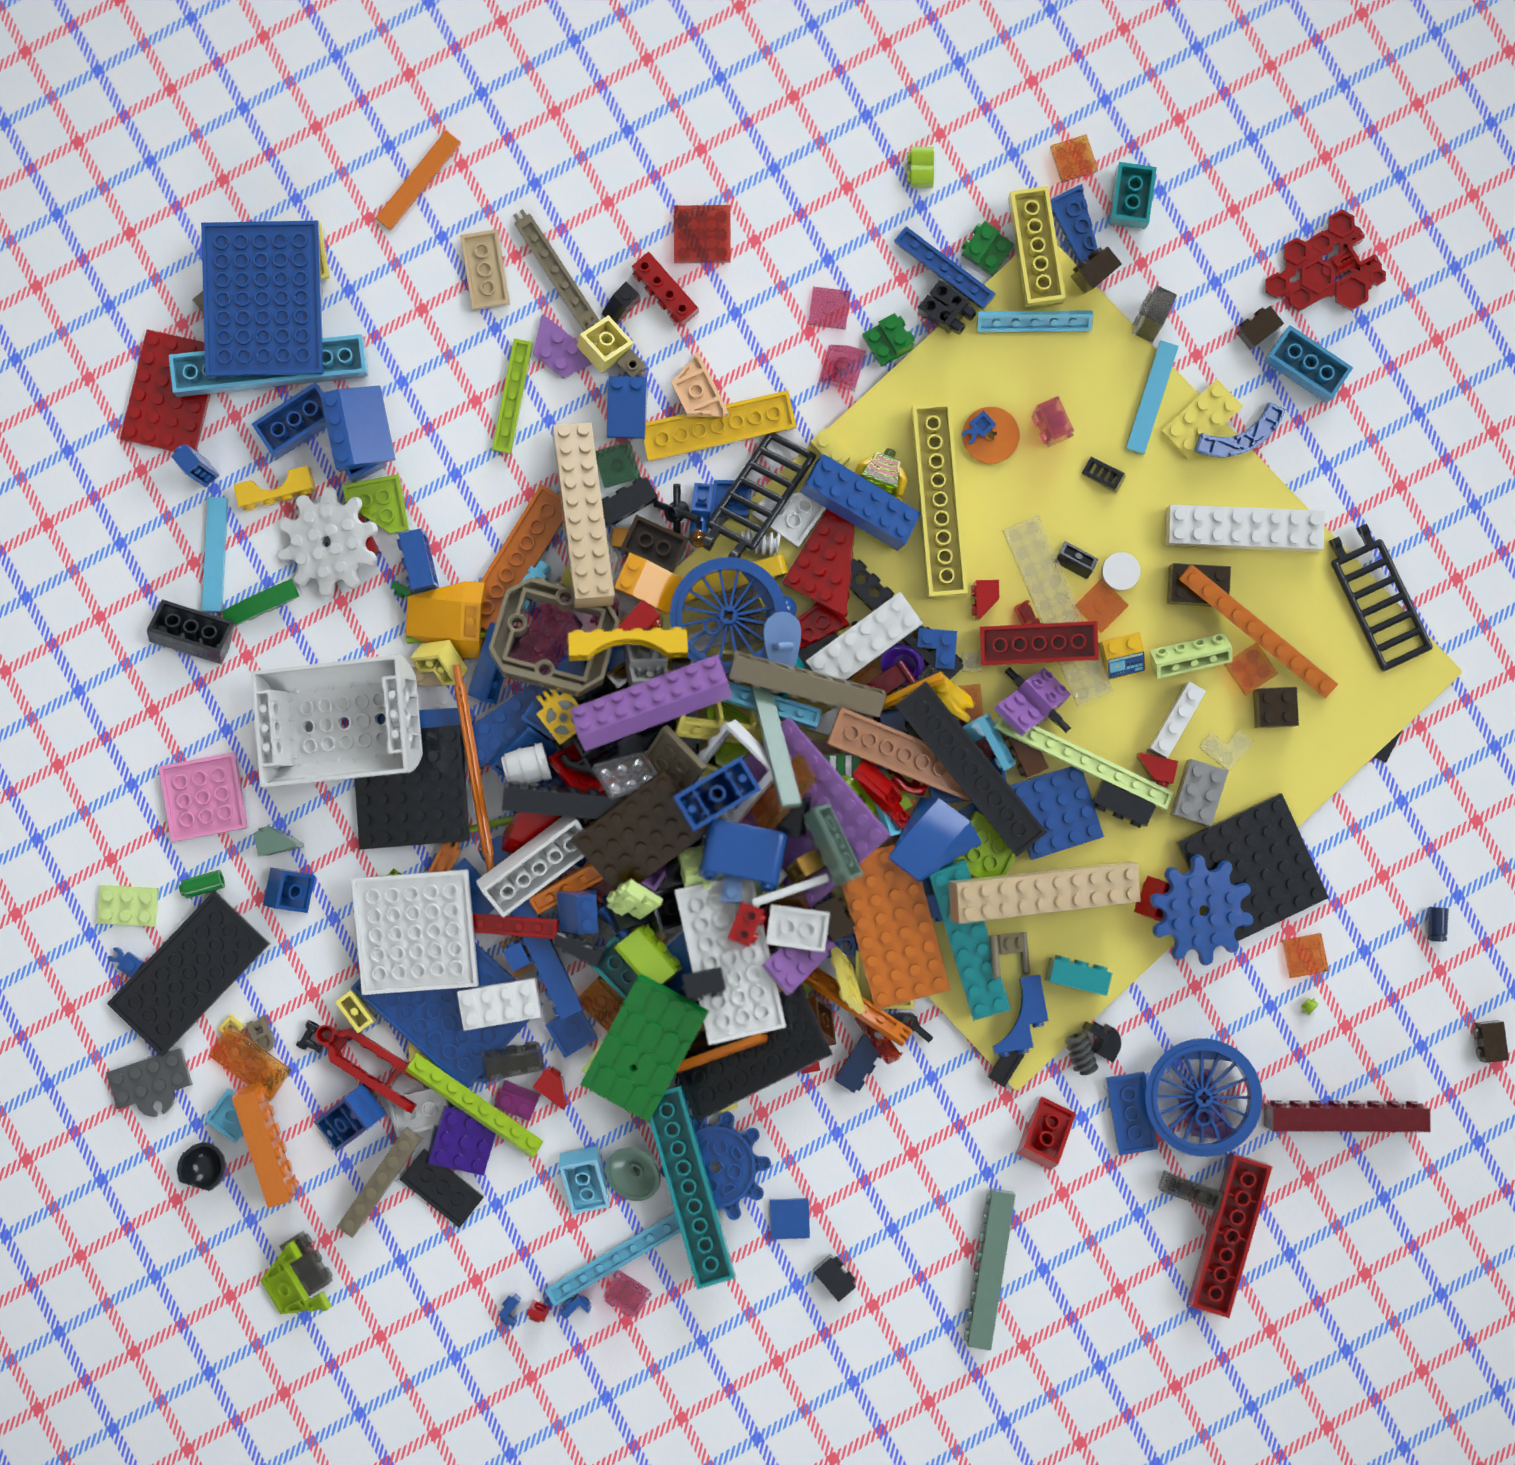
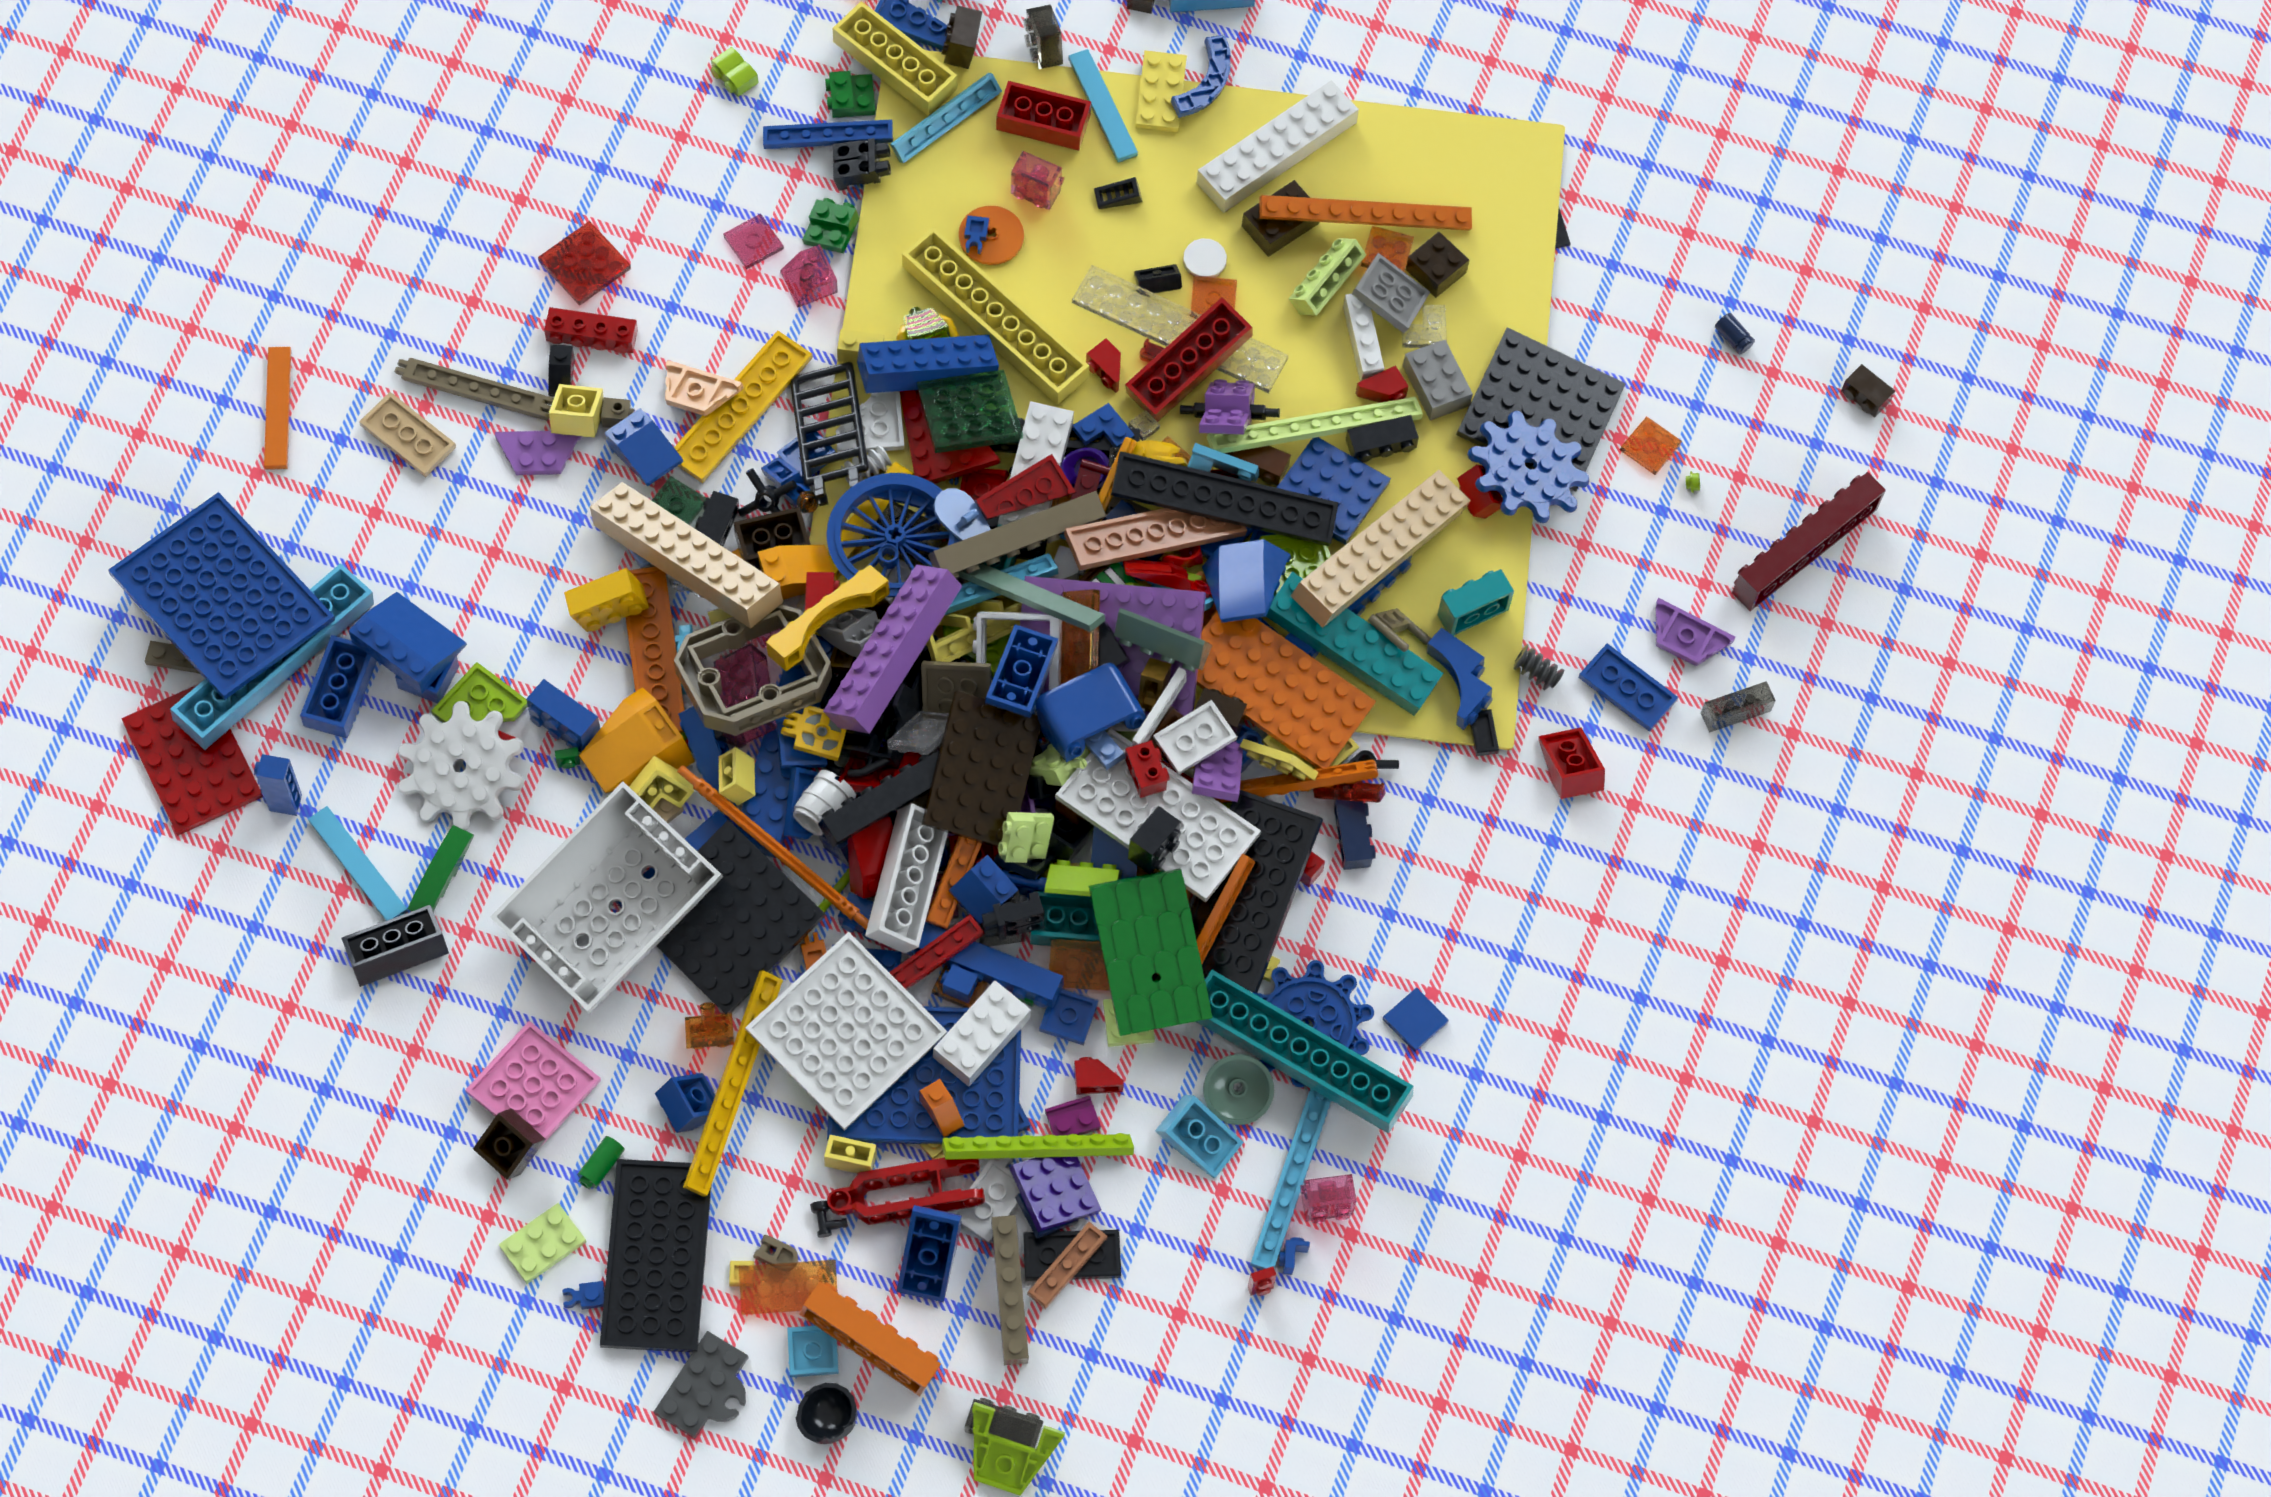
camera: 50 degrees left, 20 degrees down
(152, 828) = (509, 1144): none -> dark brown brick
(274, 841) = (641, 1062): sand green slope -> none
(298, 482) = (350, 783): yellow arch -> none
(318, 905) = (730, 1089): none -> yellow plate
(338, 851) = (709, 1028): none -> clear orange plate
(430, 1194) = (1067, 1265): none -> nougat tile
(434, 1031) = (941, 1108): none -> orange slope
(488, 699) = (736, 776): none -> light yellow brick
(509, 502) = (606, 600): none -> yellow brick
(509, 1304) = (1230, 1304): blue bracket -> none
(512, 396) = (527, 520): lime plate -> none
(512, 1061) = (1037, 1078): clear smoke brick -> none
(835, 1277) = (1502, 1034): black brick -> none
(847, 656) = (1029, 488): none -> red wing
(856, 563) = (969, 411): none -> clear green plate
(990, 1269) = (1631, 915): sand green brick -> none
(1101, 374) = (1043, 115): none -> red brick
(1108, 1041) = (1550, 640): black brick -> none
(1123, 655) = (1271, 319): slope -> none
(1201, 1050) = (1650, 574): blue piece -> none
(1222, 705) = (1390, 293): none -> light grey plate
(1229, 1235) = (1806, 717): red brick -> none
(1370, 544) = (1380, 109): black bar -> none

